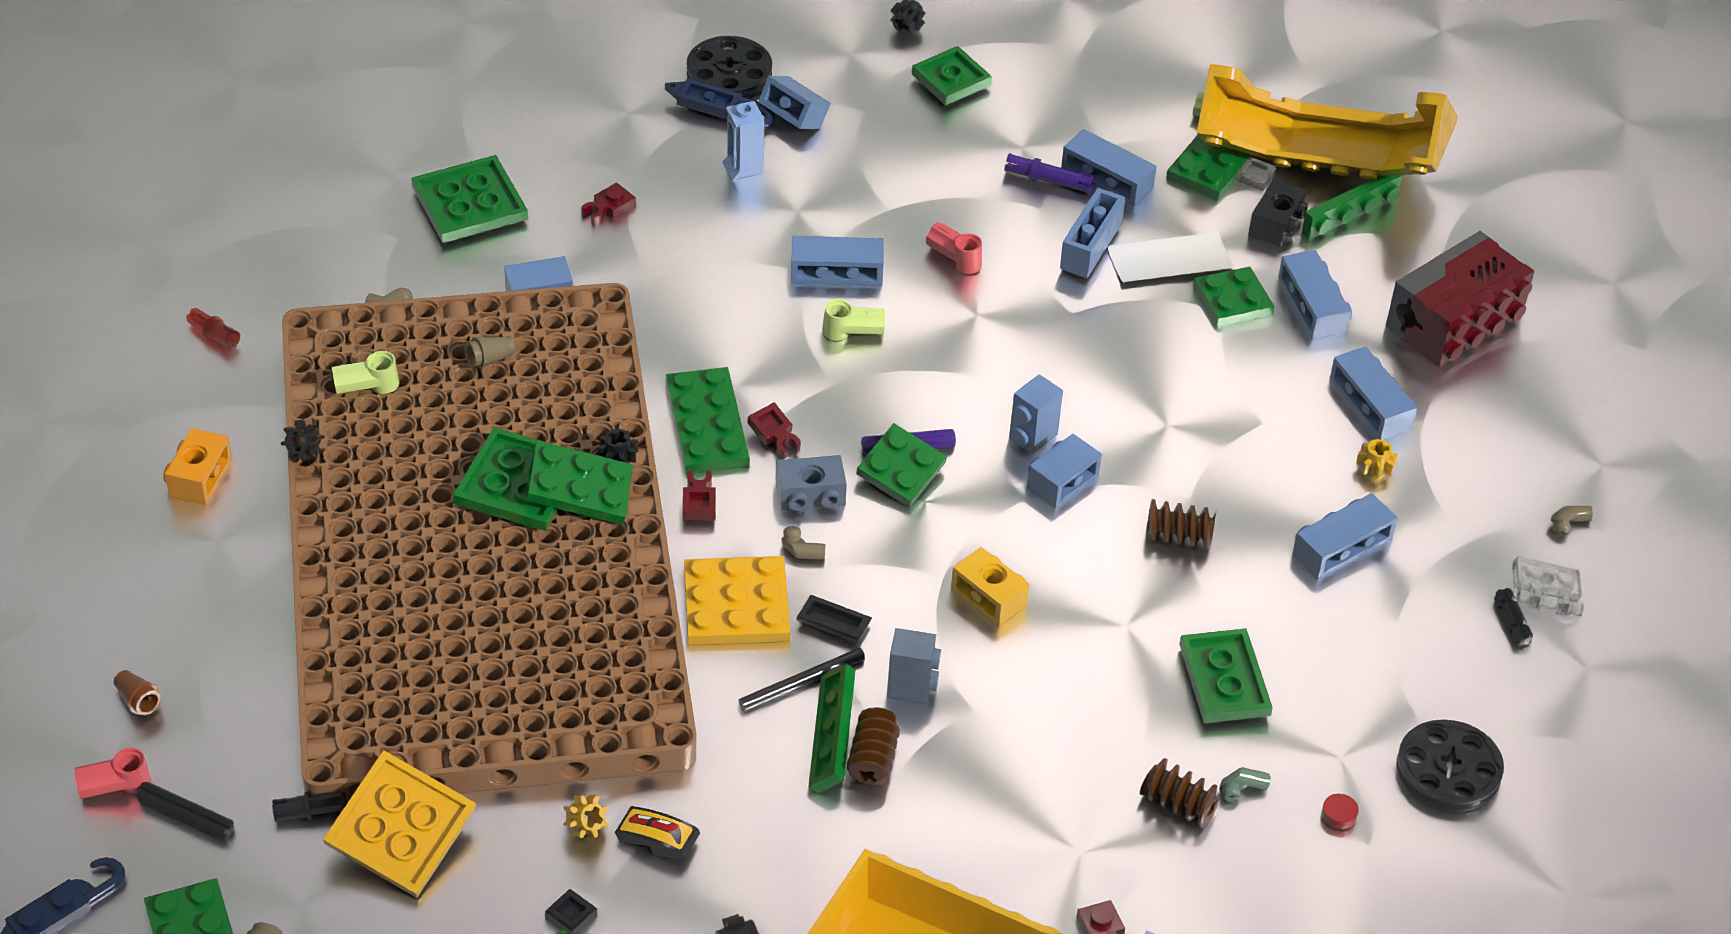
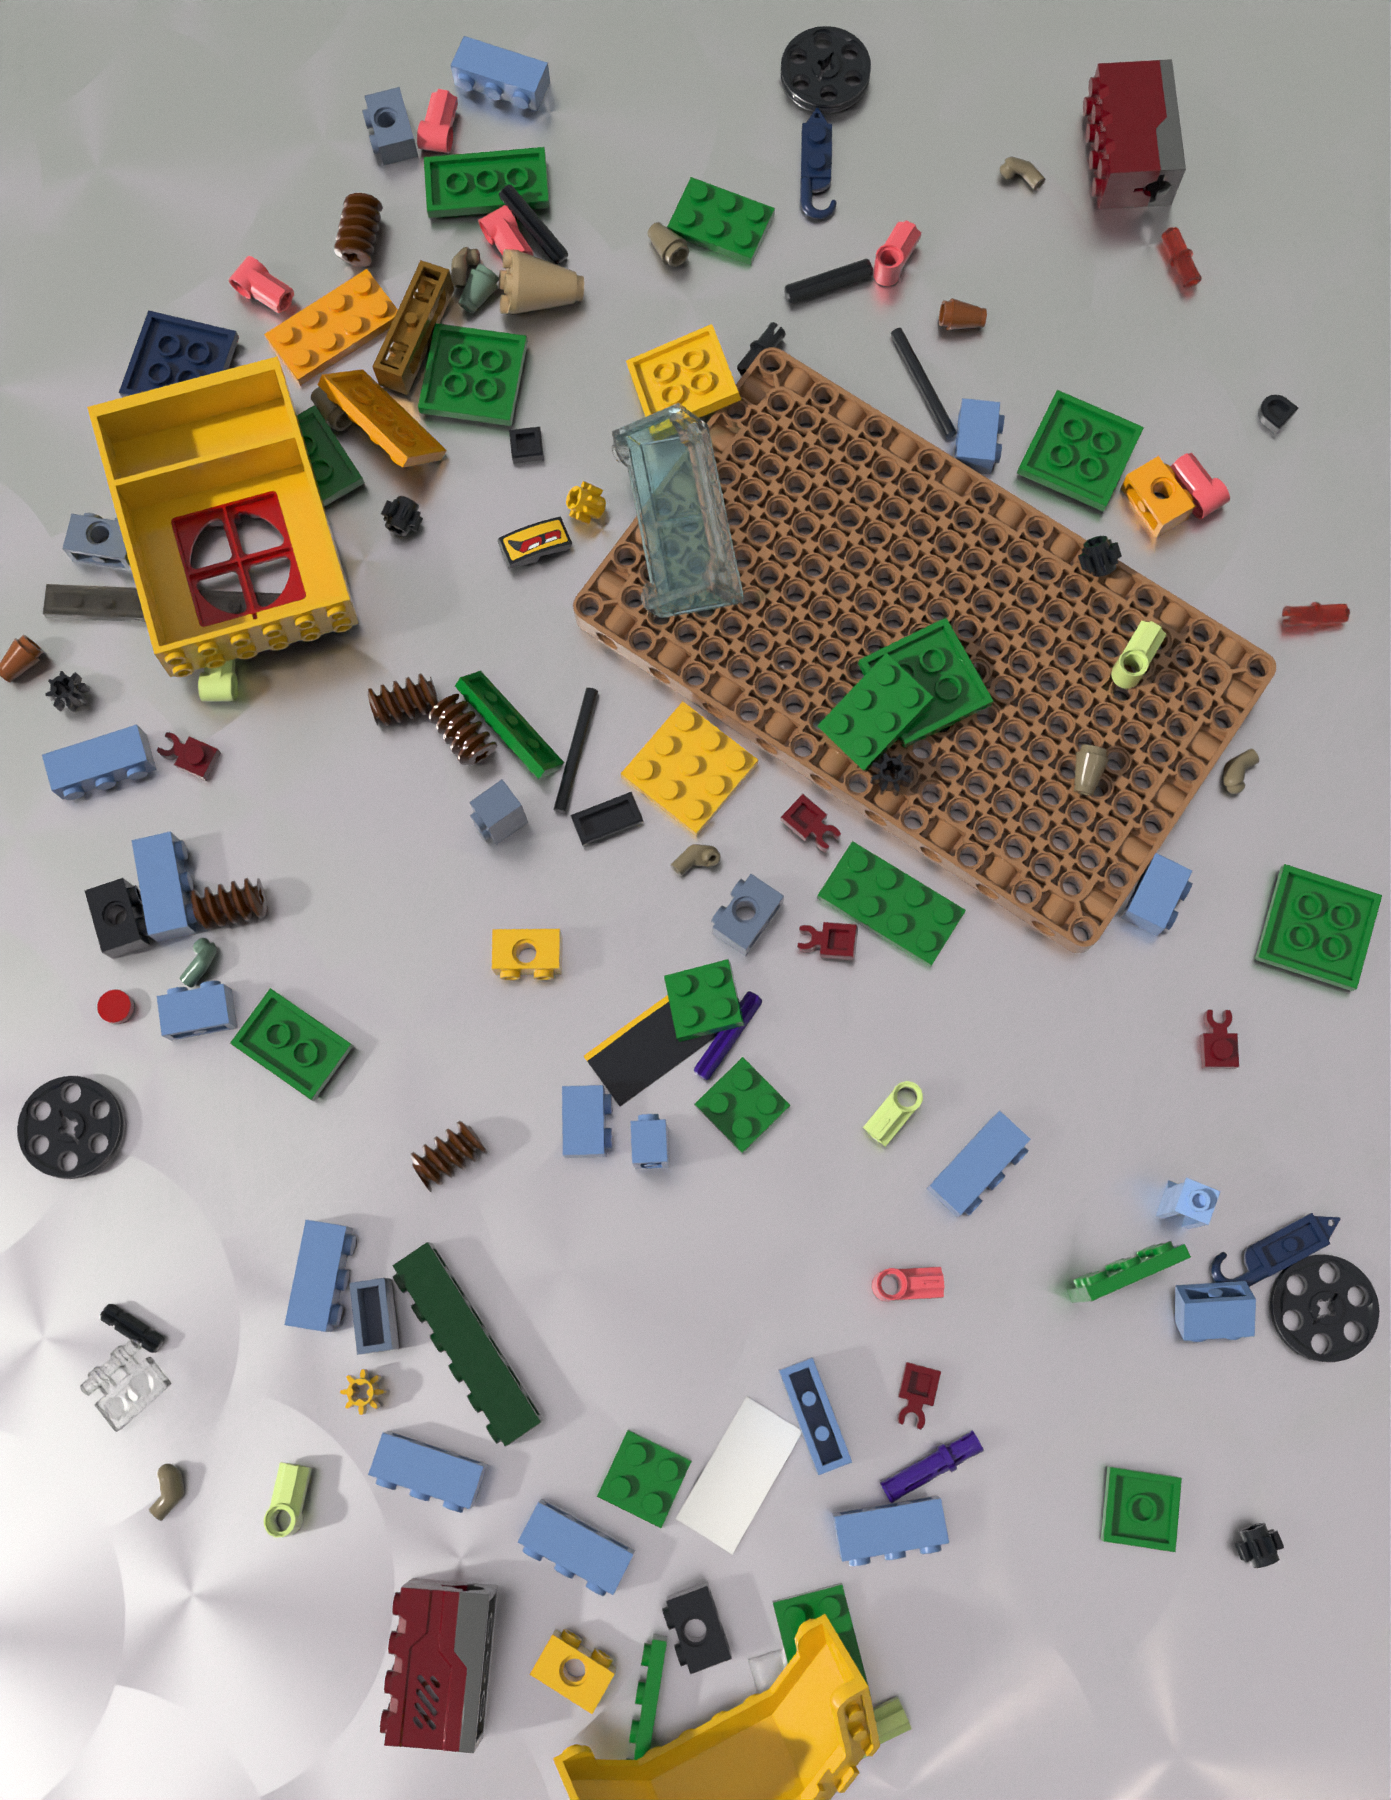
camera: 140 degrees right, 30 degrees up
(40, 450) = (1276, 412): none -> black tile
(161, 450) = (1206, 492): none -> coral piece
(199, 538) = (1080, 450): none -> green plate
(227, 682) = (923, 383): none -> black bar
(252, 606) = (977, 434): none -> medium blue brick
(542, 716) = (679, 513): none -> windscreen
(825, 135) = (1127, 1271): none -> green plate
(892, 809) = (402, 700): none -> reddish brown piece
(946, 404) = (742, 1105): none -> green plate
(978, 486) = (641, 1052): none -> black sticker
(1014, 206) = (919, 1388): none -> dark red plate
(1219, 848) = (164, 886): none -> medium blue brick
(1277, 430) = (467, 1344): none -> dark green brick
(1278, 748) = (196, 1011): none -> medium blue brick
(1280, 857) = (104, 905): none -> black brick
(1327, 480) = (374, 1316): none -> sand blue brick
(1378, 249) = (582, 1690): none -> yellow brick
(1490, 446) = (289, 1496): none -> yellowish green piece

